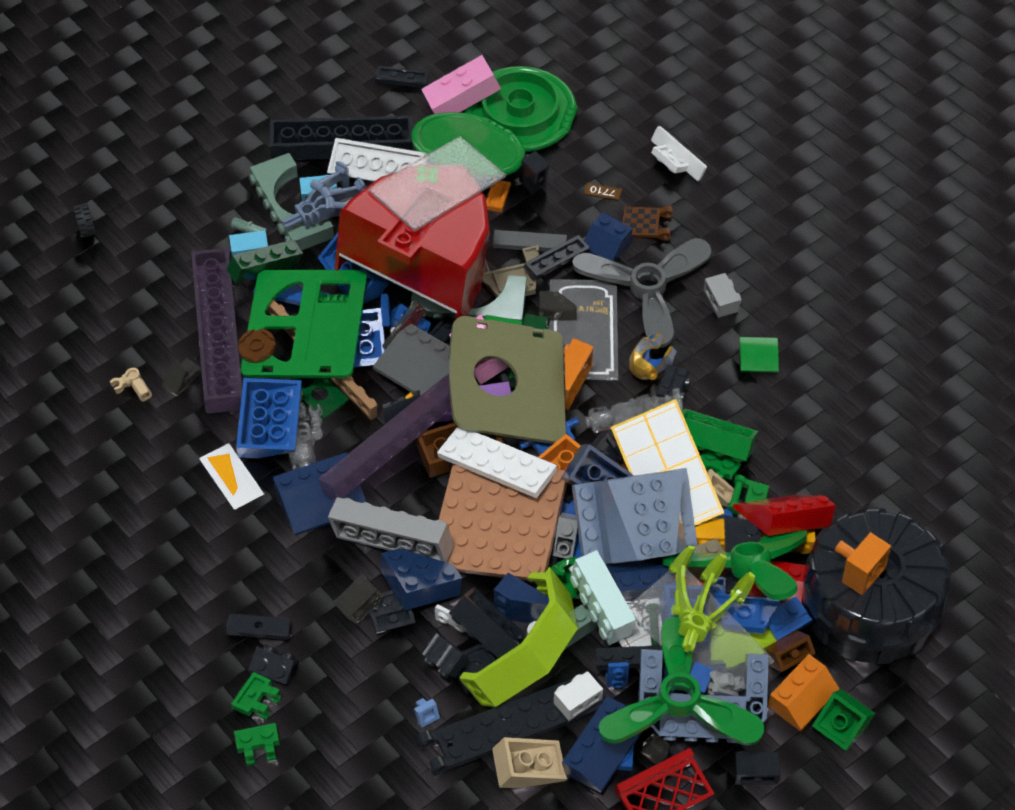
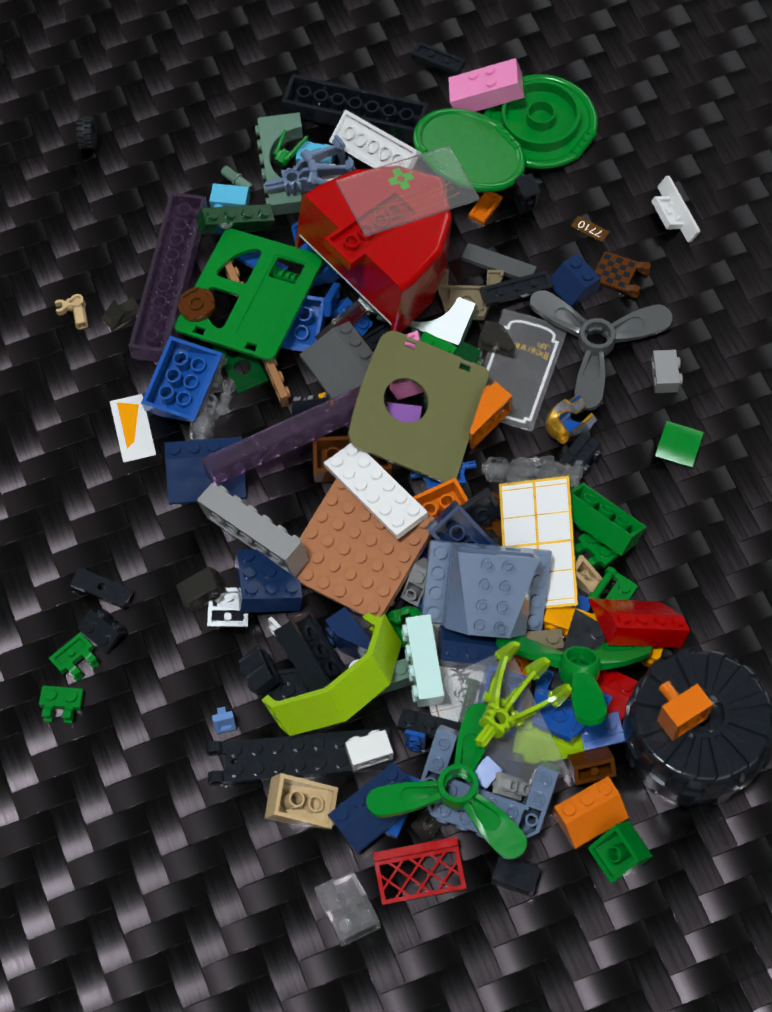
camera: 20 degrees right, 10 degrees up
(288, 195) = (283, 157): none -> green plant

